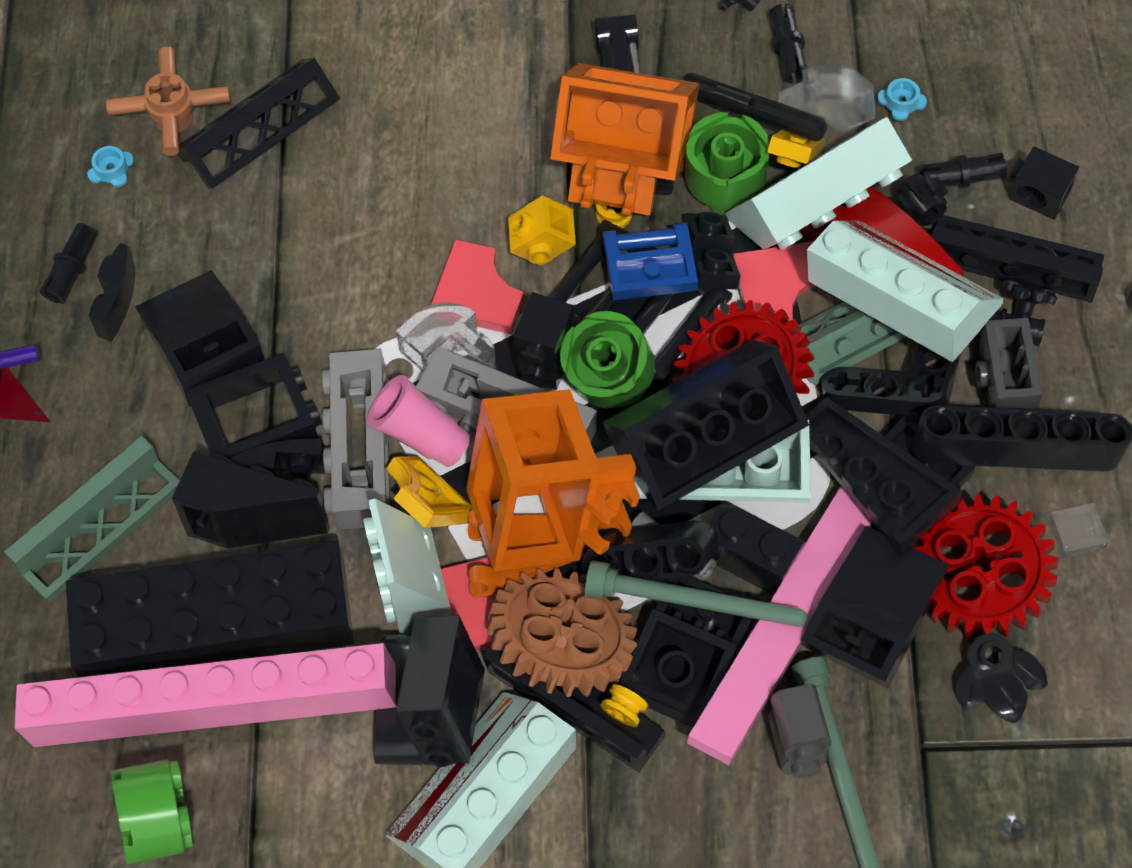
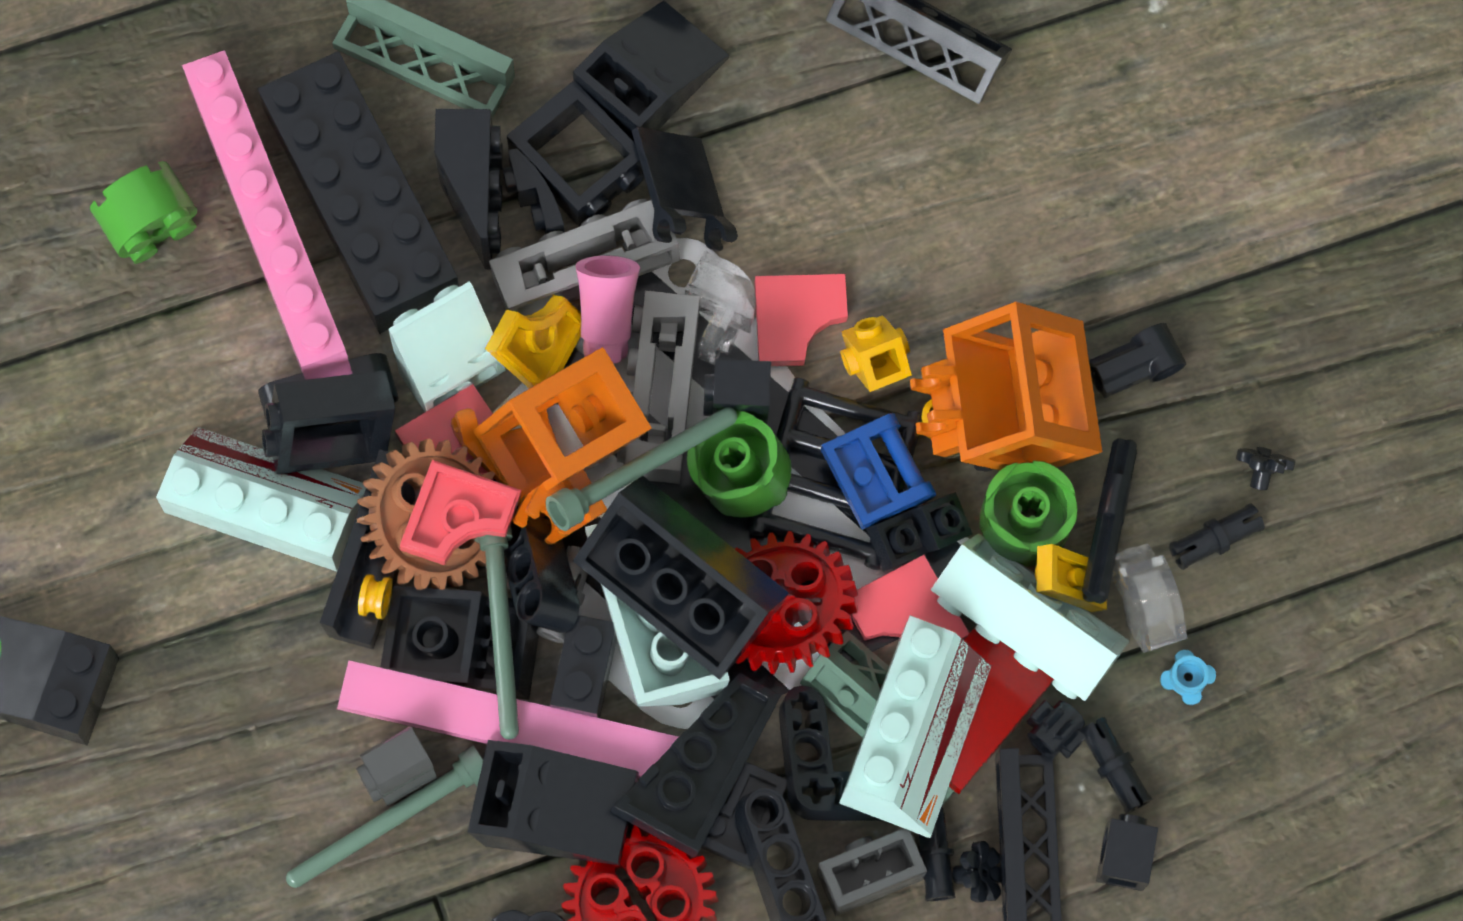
camera: 65 degrees right, 10 degrees up
(326, 335) = (681, 185): none -> black flag
(574, 596) = (456, 509): none -> coral tile
(622, 473) = (569, 506): none -> sand green piece

